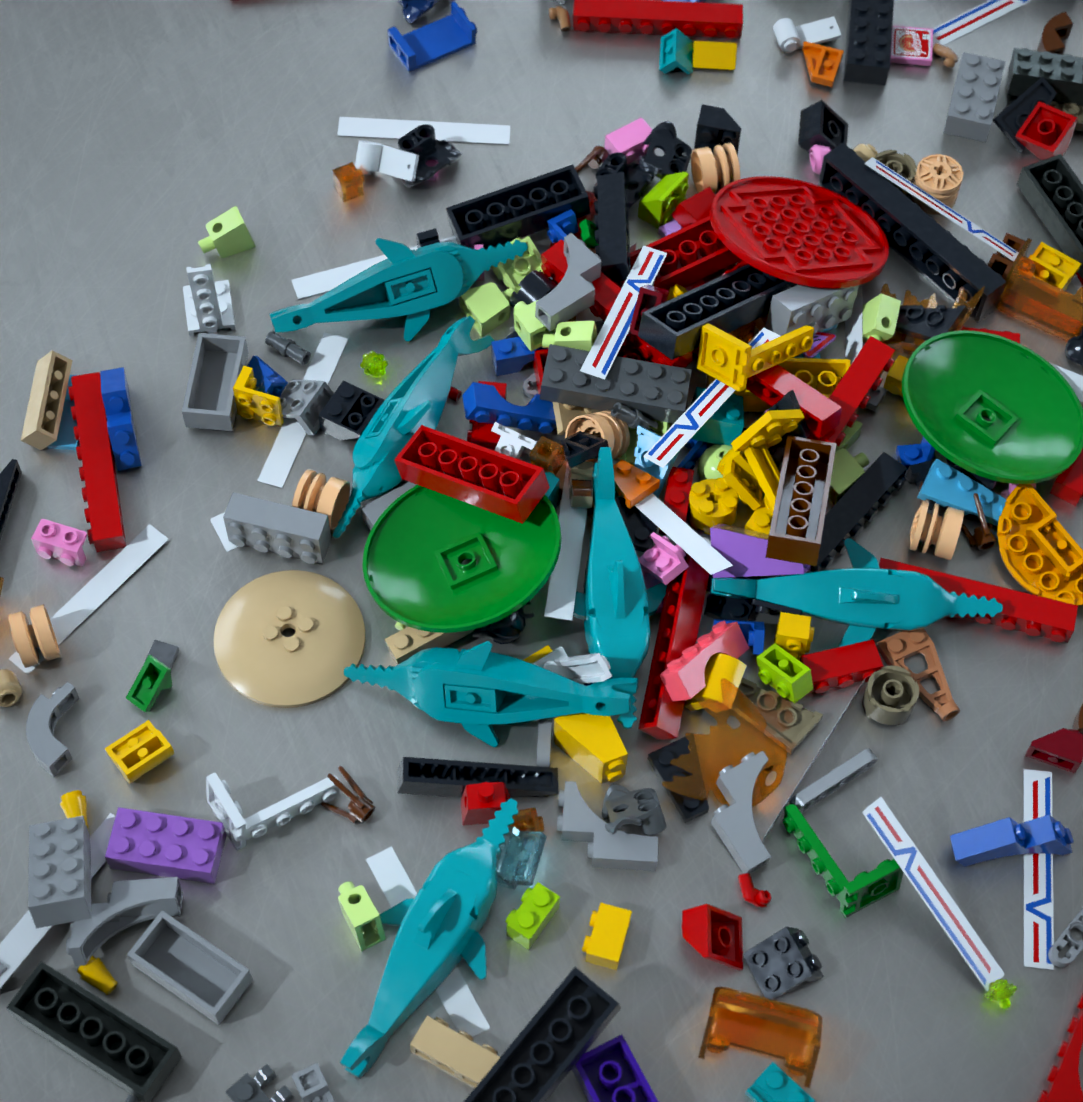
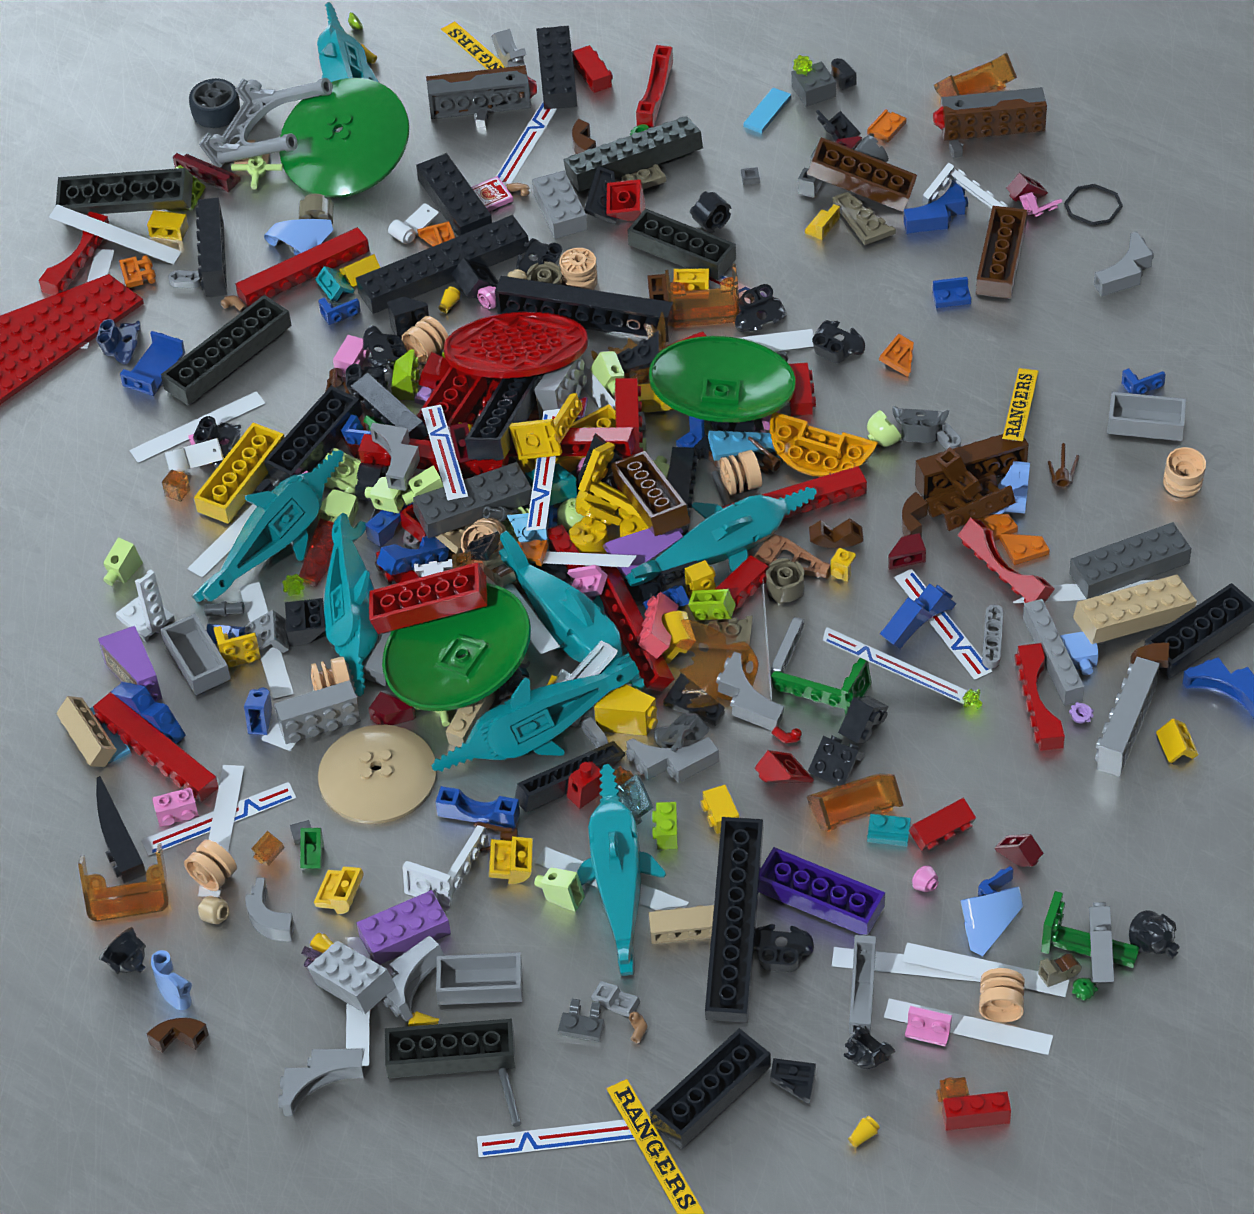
camera: 30 degrees left, 10 degrees down
(51, 811) = (310, 954): none -> clear purple tile
(75, 578) = (202, 824): none -> white sticker
(107, 653) = (267, 849): none -> clear orange brick
(147, 354) = (129, 661): none -> medium lavender slope
(222, 482) = (258, 702): none -> blue torso
(337, 840) = (511, 859): none -> yellow brick
(349, 571) = (390, 710): none -> dark red slope
(364, 769) = (456, 805): none -> blue arch
(414, 205) = (237, 474): none -> yellow brick
(416, 350) = (318, 554): none -> clear red wing
(511, 63) = (226, 350): none -> pearl dark grey brick
(657, 88) = (338, 313): none -> blue bracket
(779, 137) = (449, 299): none -> yellow cone
(787, 91) = (435, 265): none -> black brick
(851, 931) = (861, 717): none -> black brick
(904, 536) = (721, 489): none -> dark grey bar
(917, 141) = (544, 253): none -> black piece
(942, 208) = (595, 282): white sticker -> none
(970, 716) = (842, 563): none -> yellow bracket
(1000, 680) = (842, 536): none -> reddish brown brick

